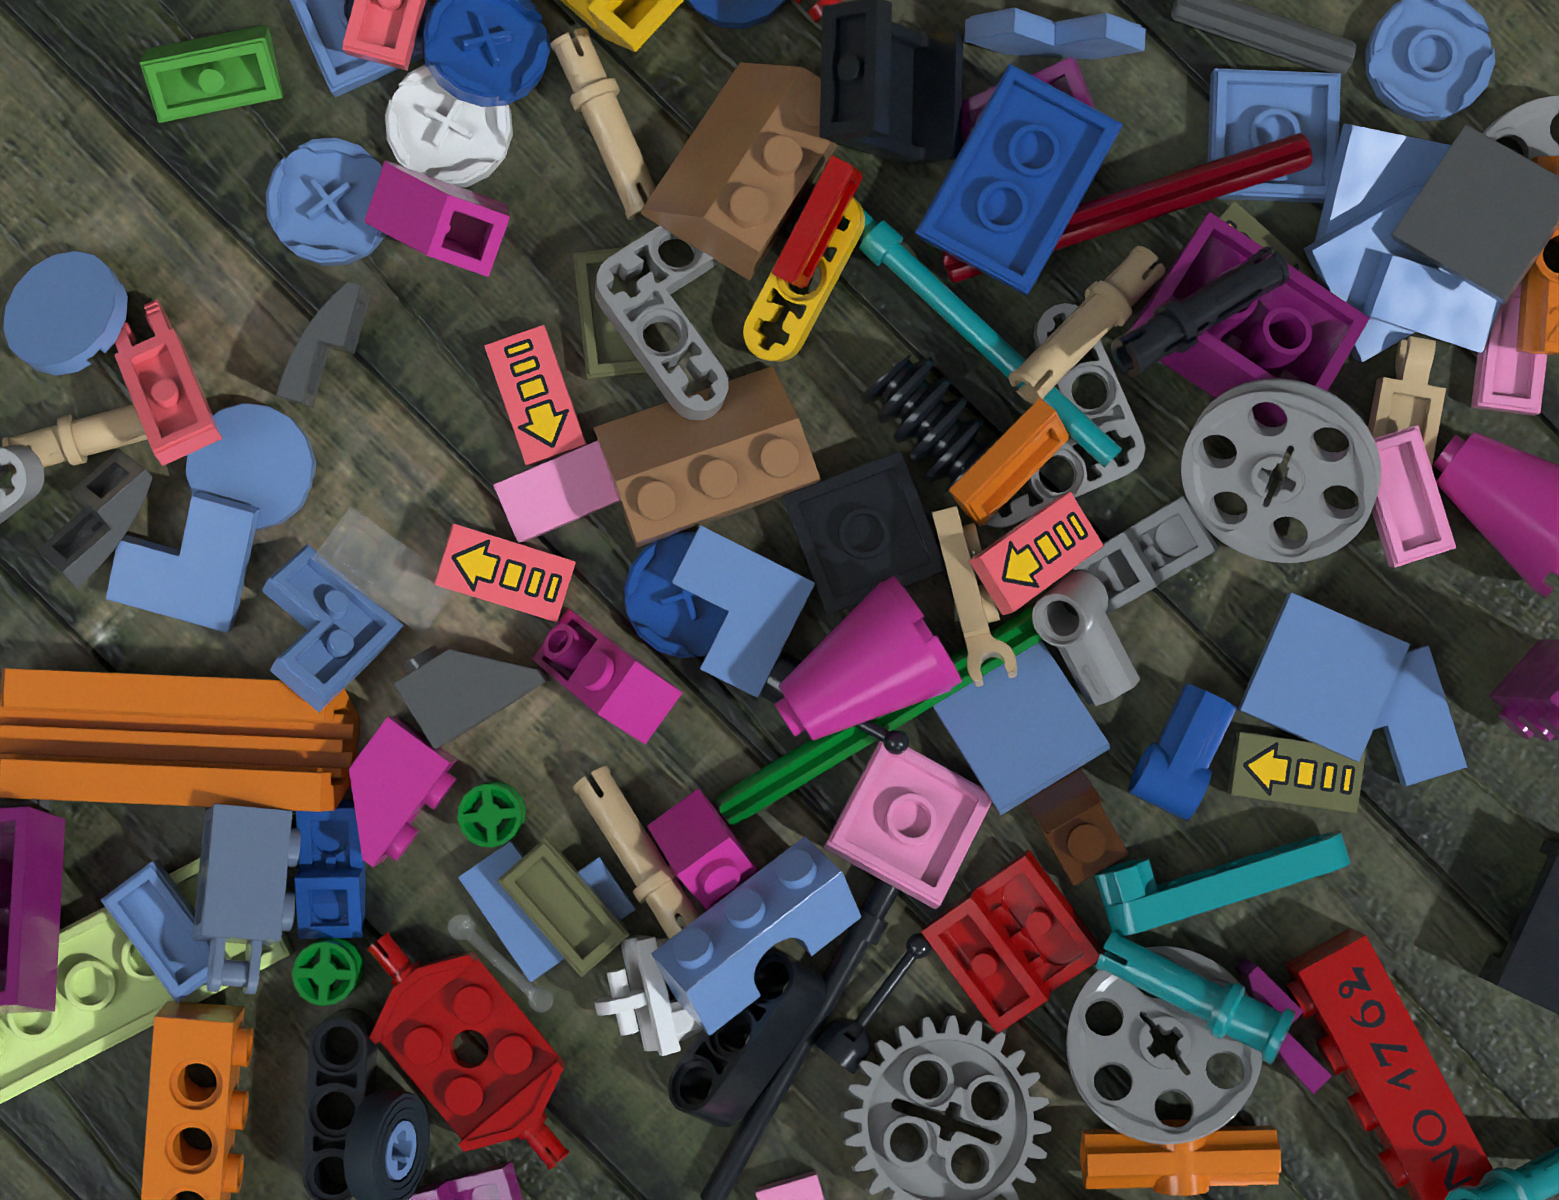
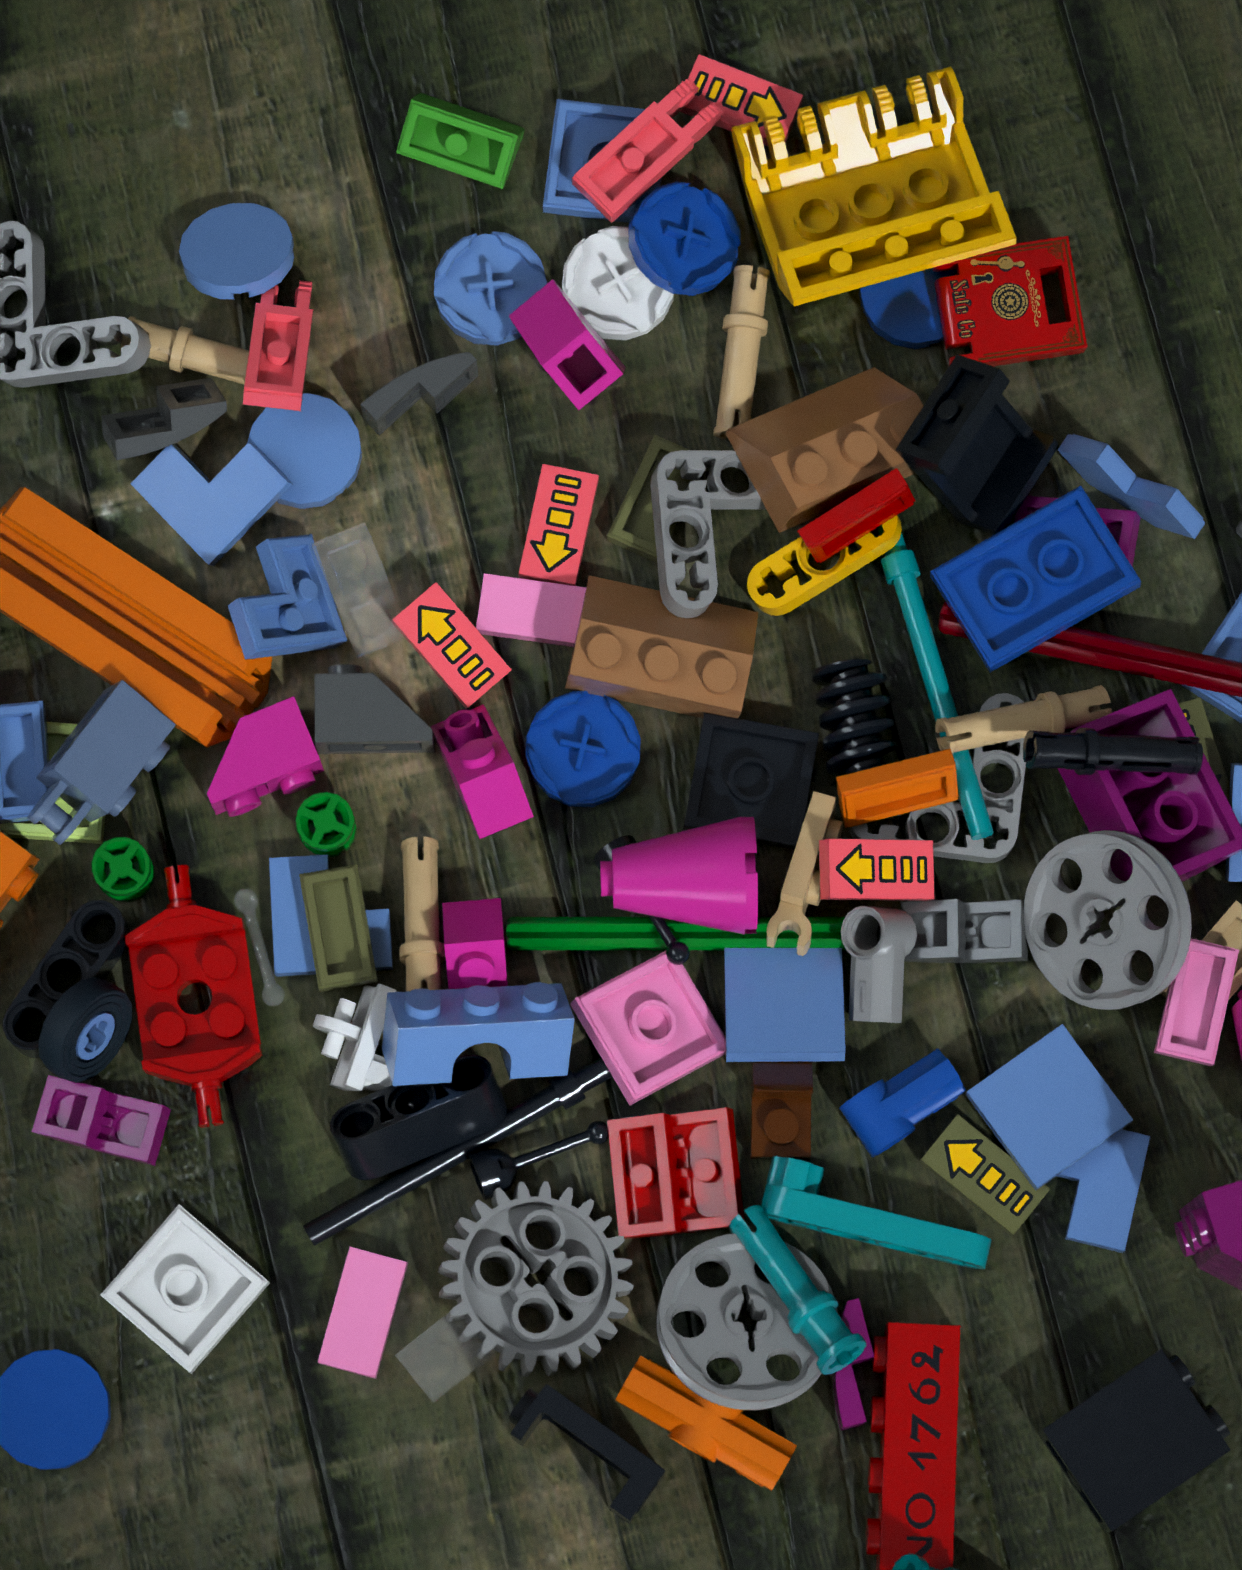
camera: 35 degrees right, 10 degrees down
(330, 875) = (171, 796): blue slope -> none
(760, 602) = (636, 782): medium blue tile -> none

